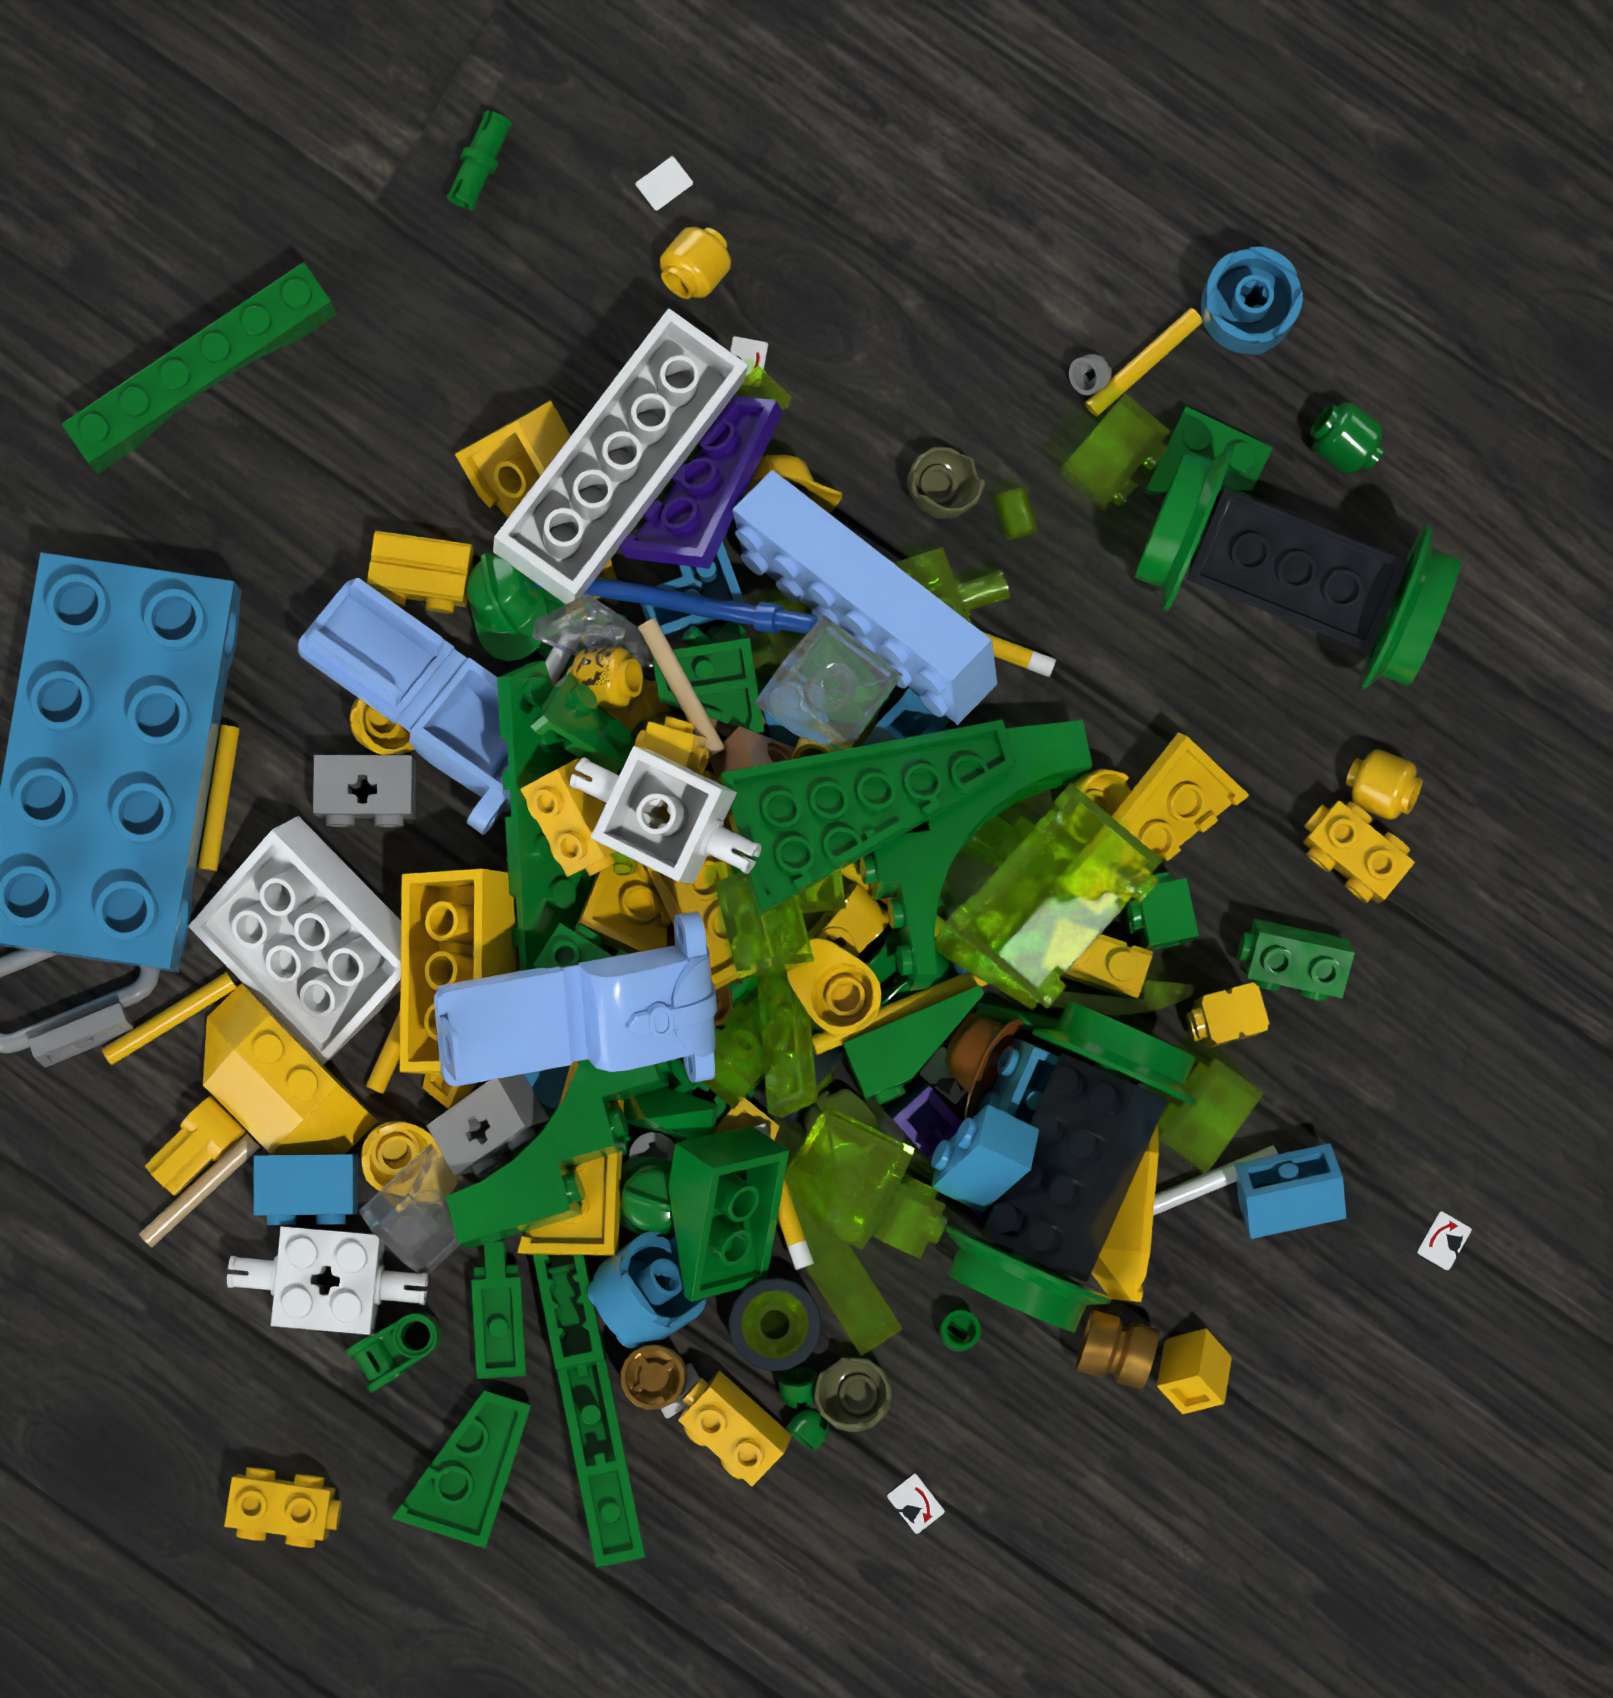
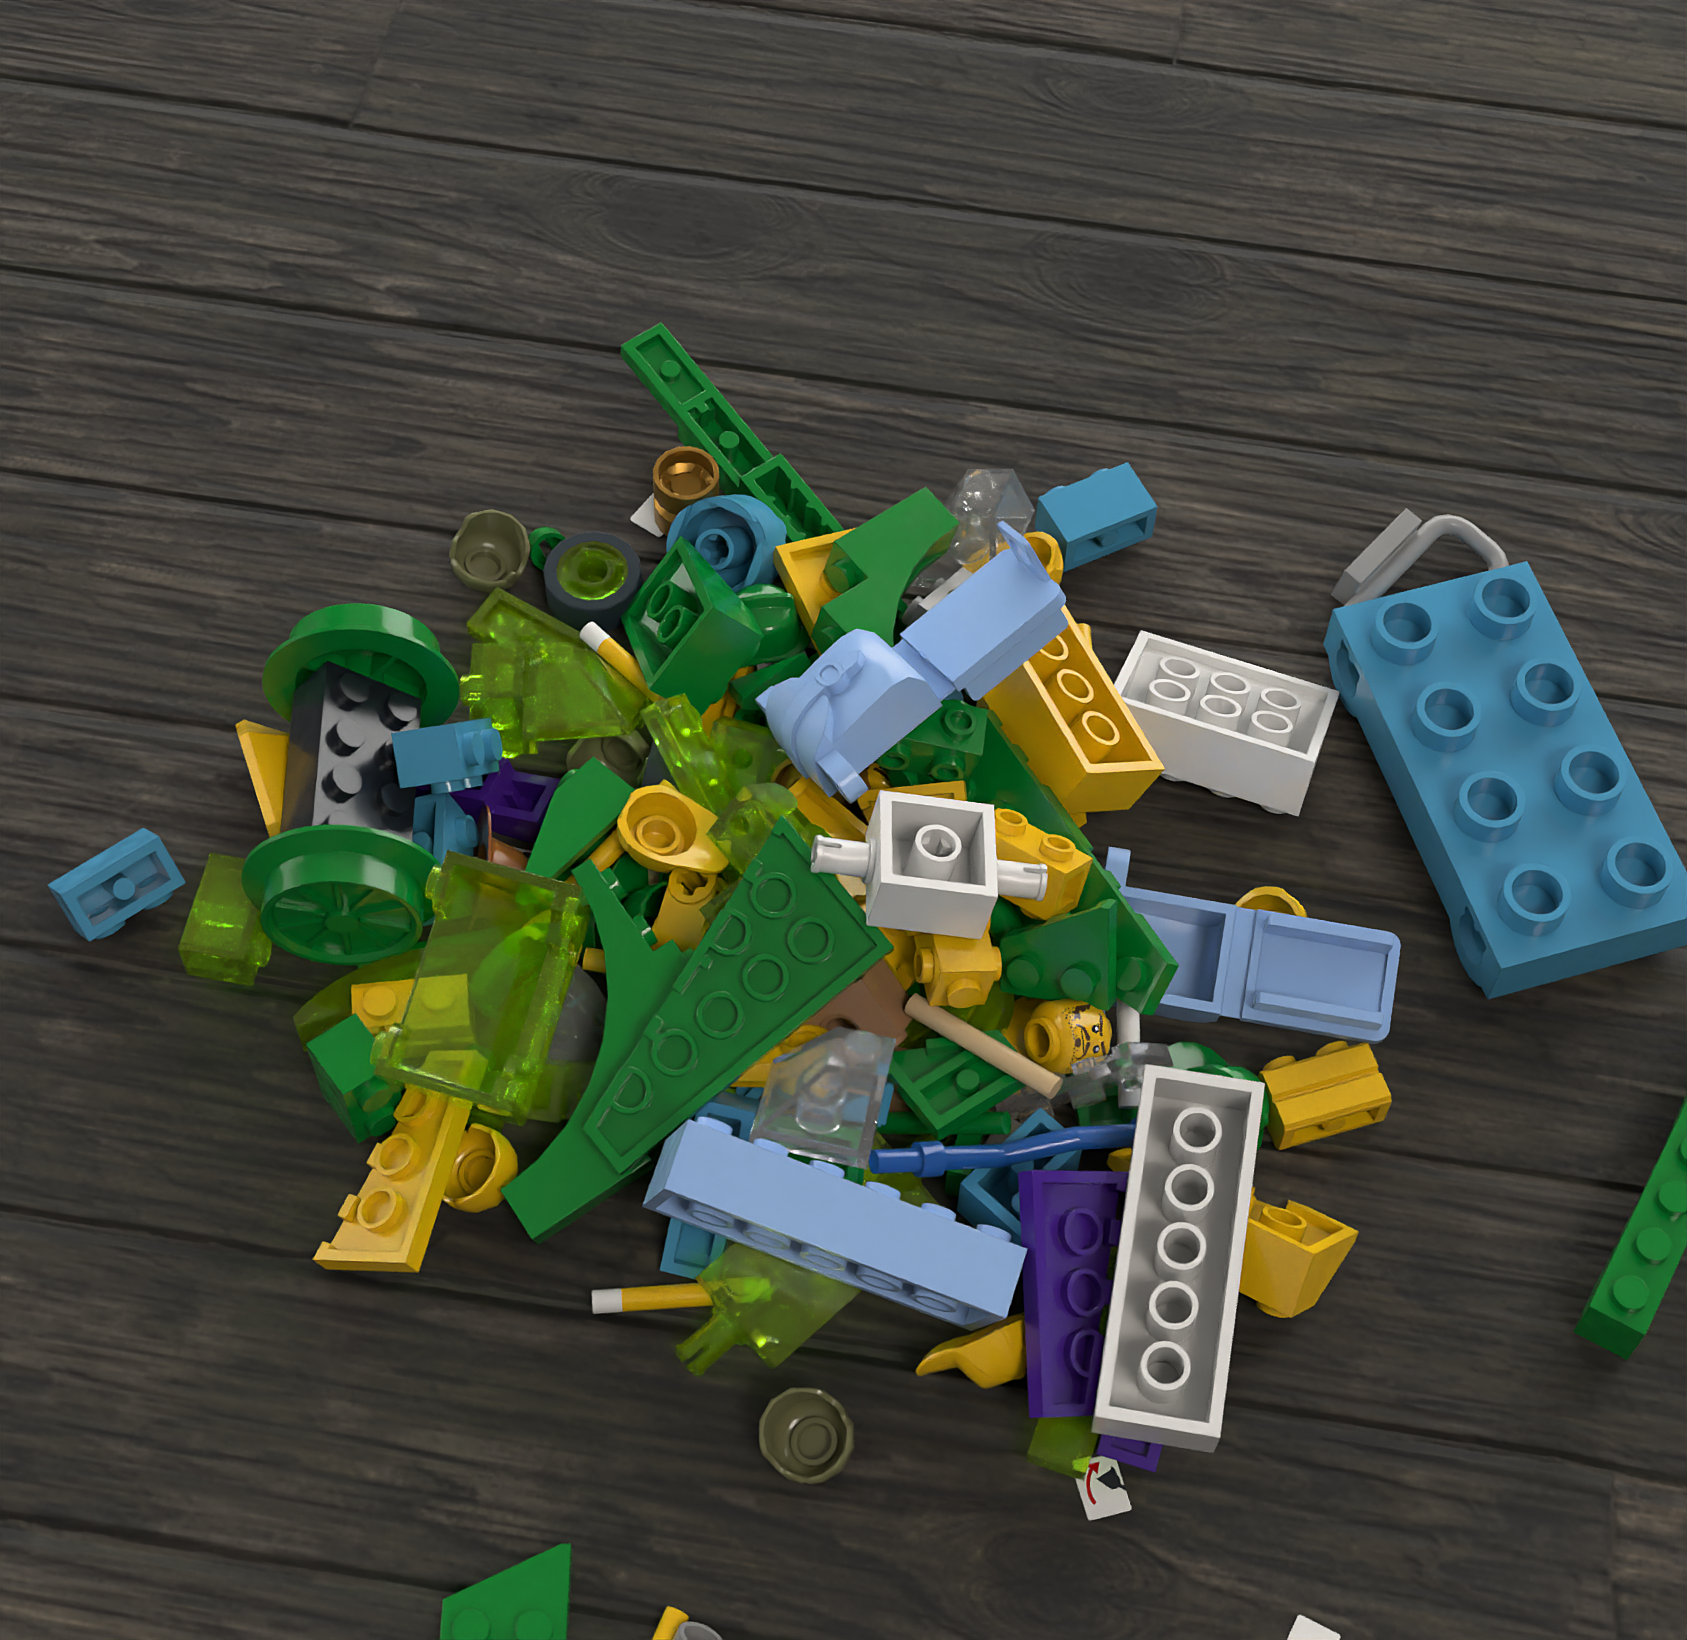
camera: 155 degrees right, 25 degrees down
(169, 1018) = (1305, 611): yellow bar -> none
(199, 1190) = (1189, 491): tan bar -> none
(204, 1137) = (1214, 521): yellow piece -> none
(218, 798) = (1384, 811): yellow bar -> none
(277, 1083) = (1175, 594): yellow wedge -> none
(296, 1509) = (967, 286): yellow brick -> none
(303, 1302) = (1035, 440): white brick -> none
(341, 774) = (1254, 857): light grey brick -> none
(389, 1354) = (936, 437): green piece -> none
(470, 1474) = (816, 372): green wing -> none
(479, 160) = (1529, 1567): green pin -> none
(498, 1316) = (850, 482): green hinge -> none
(695, 262) = (1220, 1559): yellow head -> none
(733, 1428) = (589, 484): yellow brick -> none
(809, 1428) = (525, 512): green hinge -> none
(915, 1503) = (390, 509): white sticker -> none
(1016, 513) = (710, 1447): clear neon green hinge -> none
(1116, 453) = (623, 1557): clear neon green brick -> none
(1117, 1349) = (235, 685): pearl gold wheel -> none
(1194, 1371) = (158, 702): yellow panel -> none
(1204, 1183) = (185, 895): white bar -> none
(1228, 1016) = (246, 1010): yellow brick -> none
(1296, 959) = (193, 1106): green brick -> none
(1299, 569) = (340, 1488): brick -> none
(1347, 843) = (165, 1248): yellow brick -> none
(1384, 784) = (159, 1331): yellow head -> none

